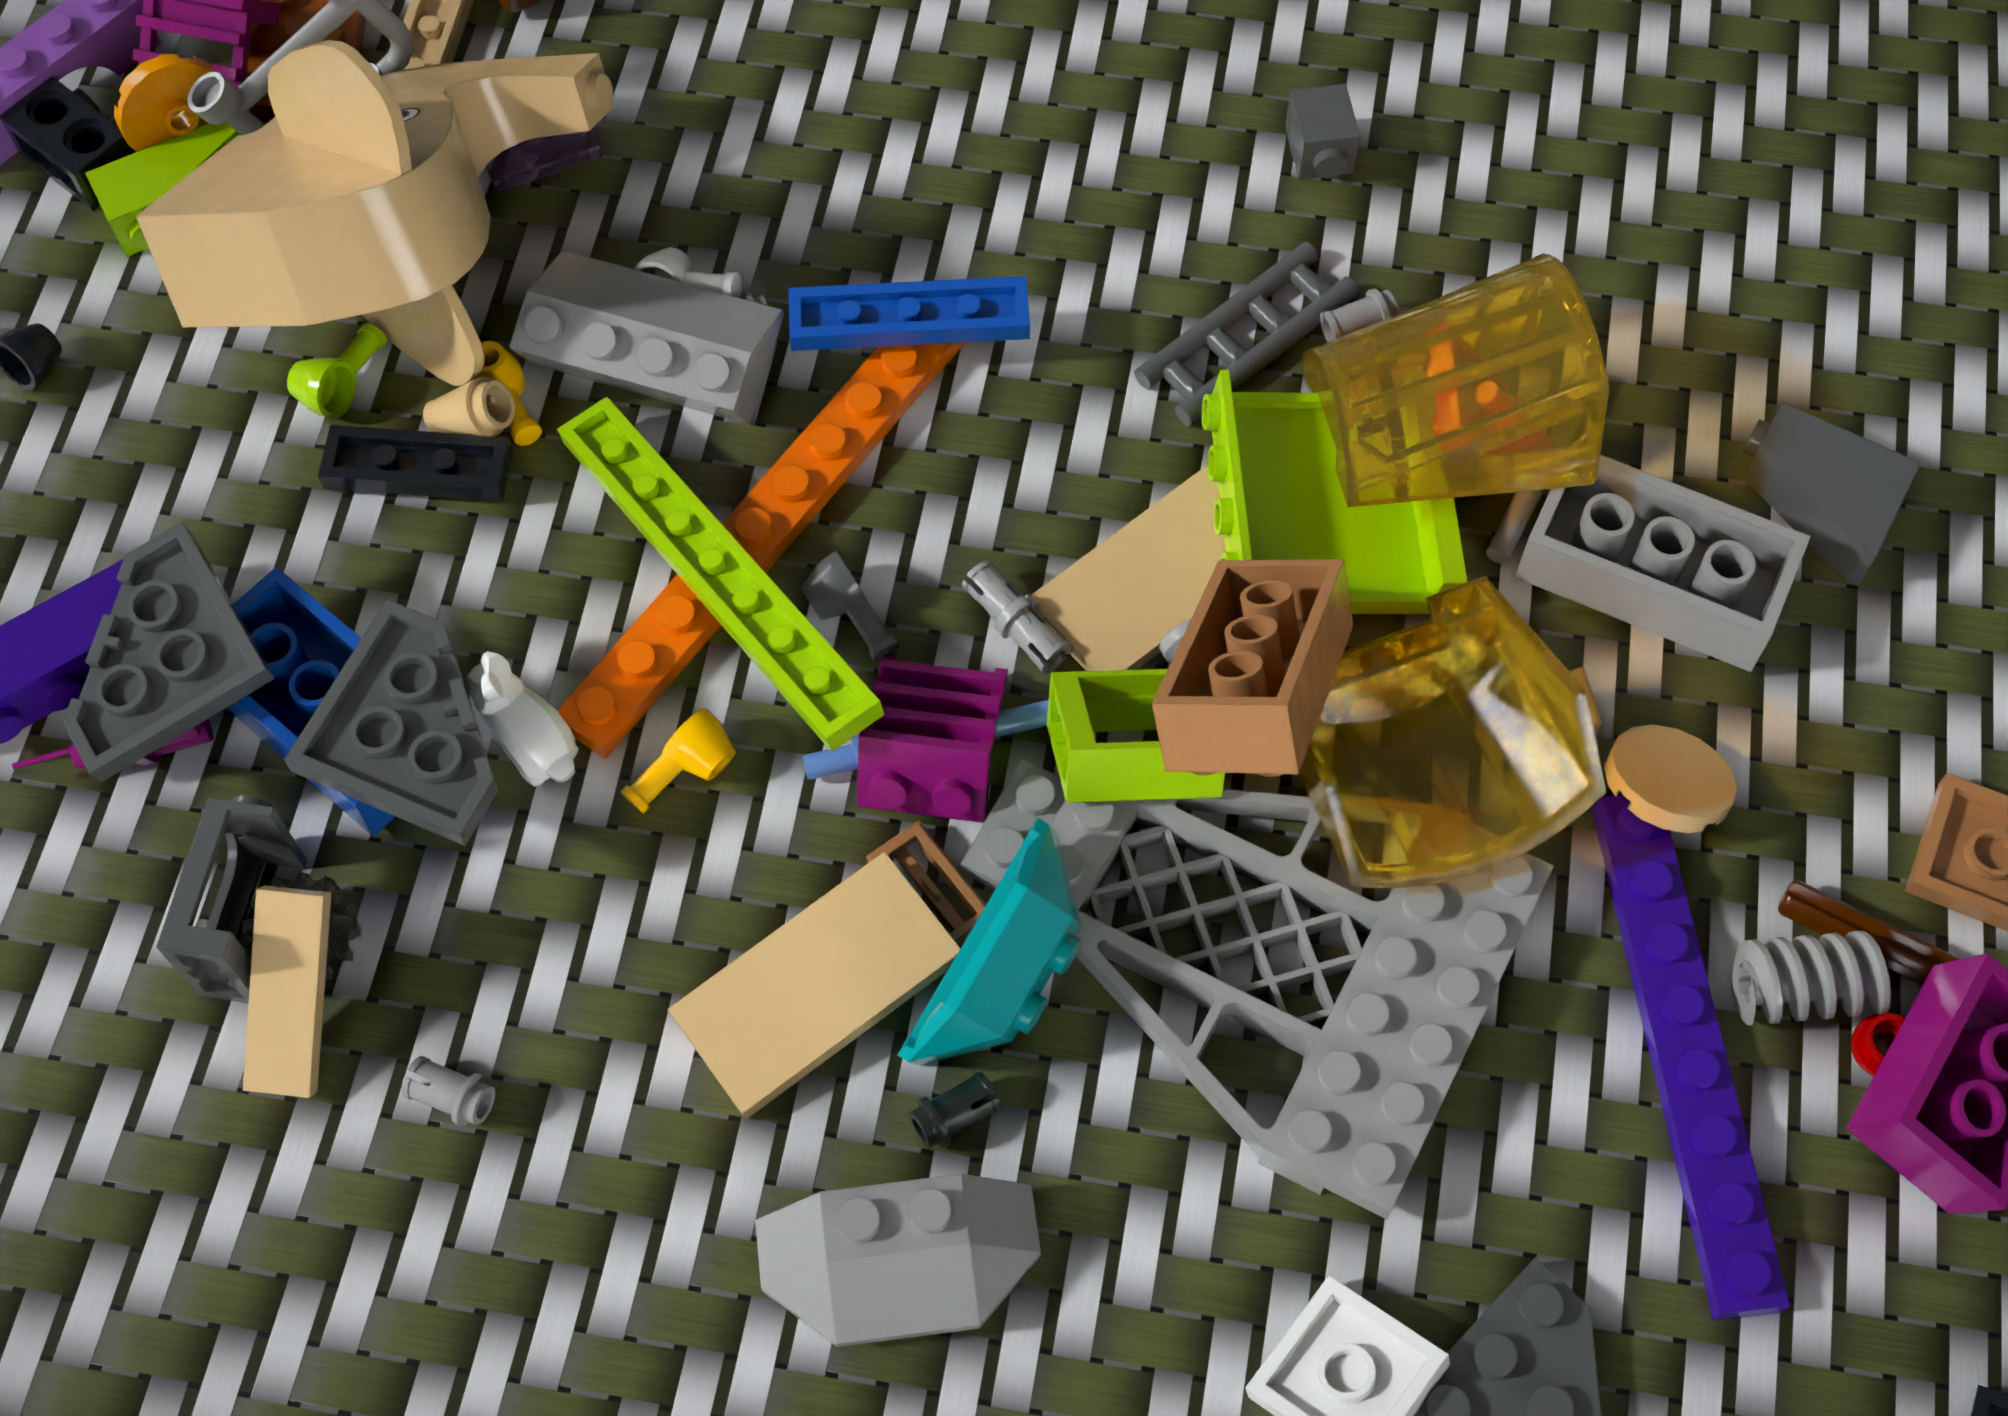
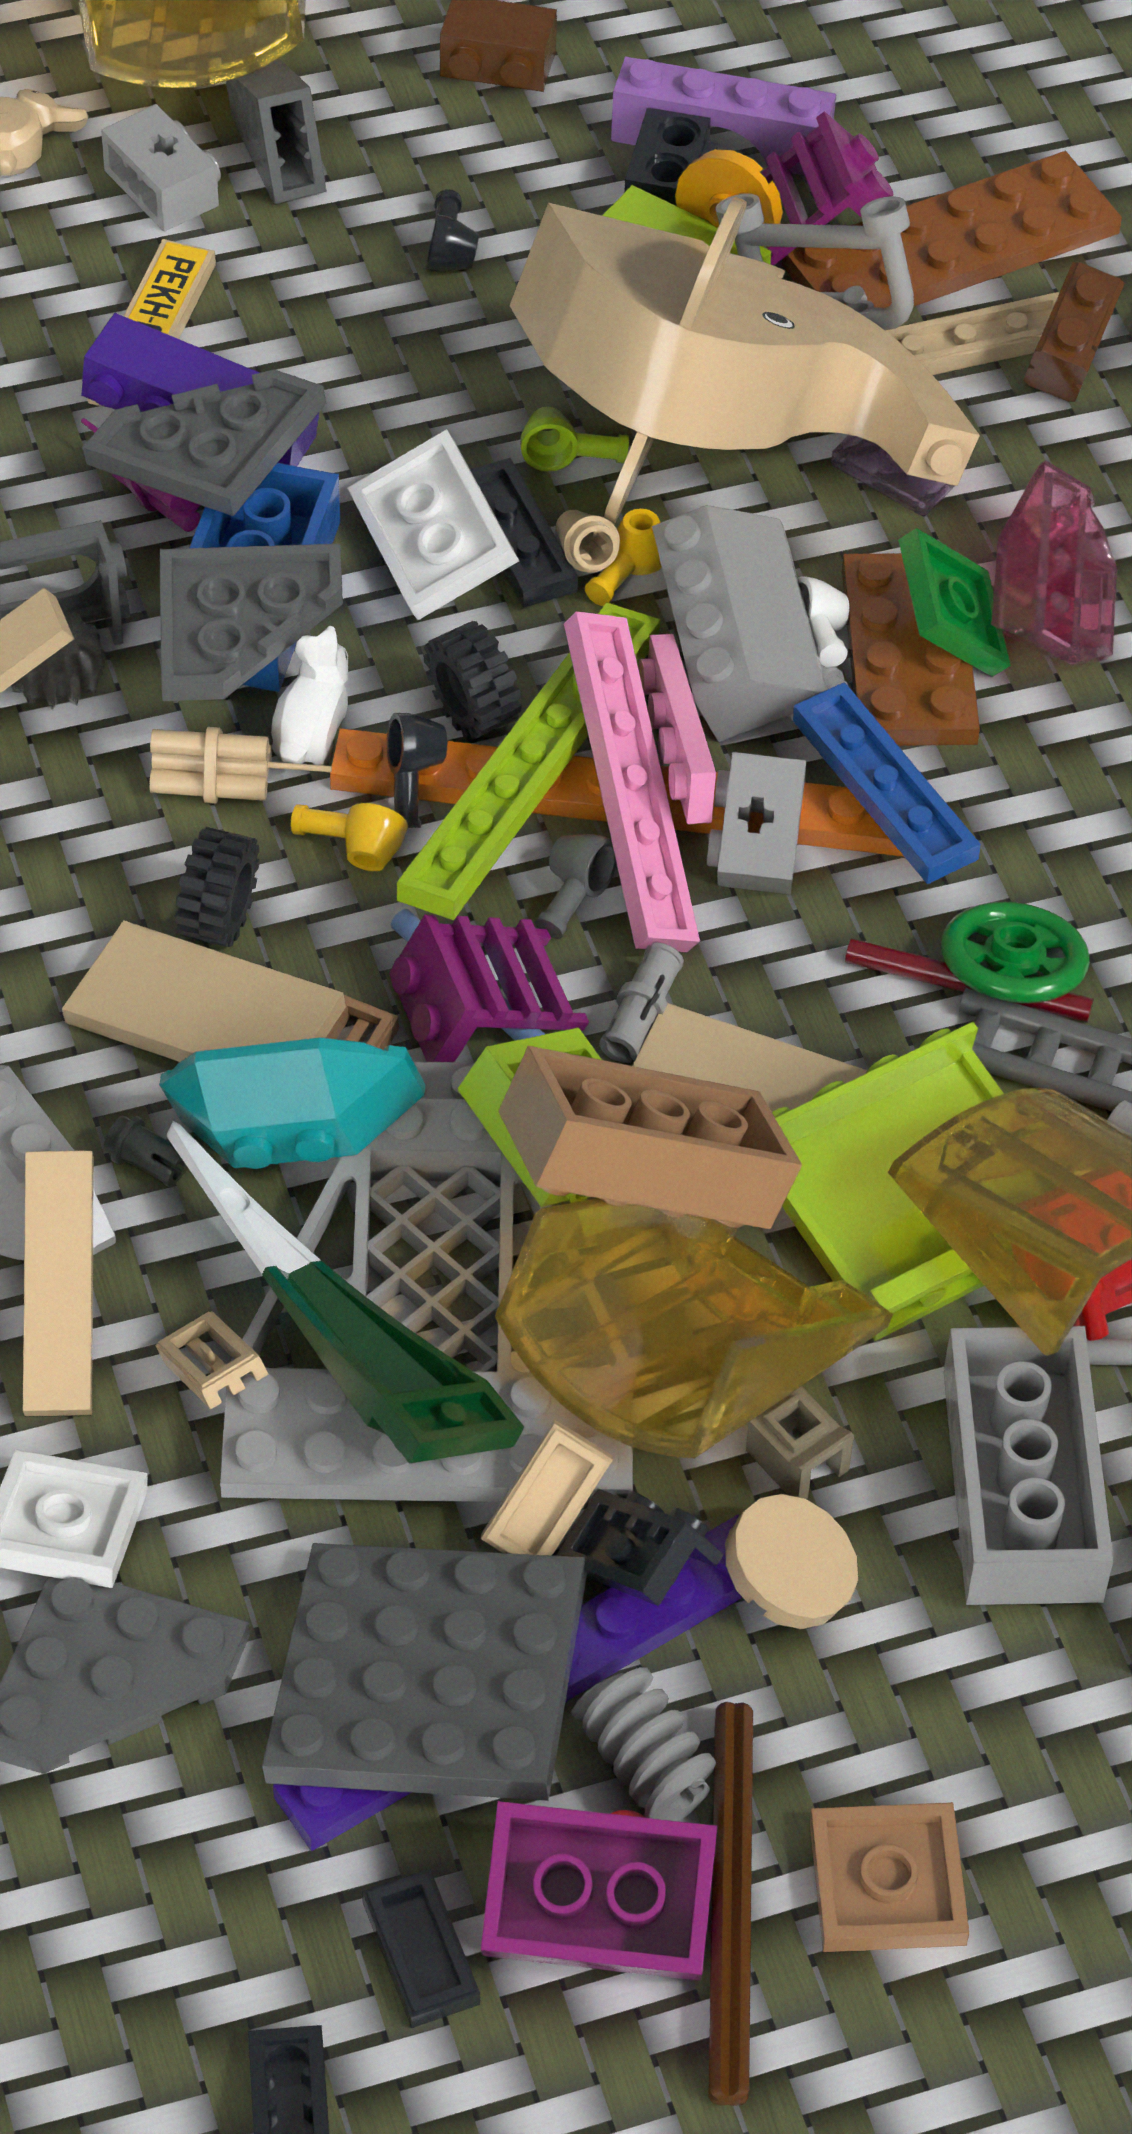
camera: 60 degrees right, 10 degrees down
(368, 523) = (432, 524): none -> white plate
(529, 844) = (214, 764): none -> tan piece
(585, 574) = (472, 680): none -> black tyre
(637, 663) = (411, 747): none -> black bar
(697, 903) = (217, 886): none -> black tyre
(742, 170) = (953, 602): none -> green tile
(743, 228) = (899, 676): none -> dark orange plate
(746, 93) = (1056, 572): none -> clear pink wedge
(752, 437) = (680, 730): none -> bright pink plate
(788, 501) = (631, 782): none -> bright pink plate
(923, 430) = (765, 787): none -> light grey brick
(1090, 1259) = (58, 1283): none -> tan tile
(1123, 315) = (1015, 949): none -> green plate
(1123, 366) = (937, 973): none -> dark red bar
(1296, 1150) = (221, 1374): none -> tan tile
(1377, 1000) = (386, 1370): none -> dark green plate
(1534, 938) = (547, 1494): none -> tan tile
(1621, 892) = (636, 1544): none -> black bracket
(1669, 1125) = (427, 1672): none -> dark grey plate
(1925, 1263) = (421, 1948): none -> black tile

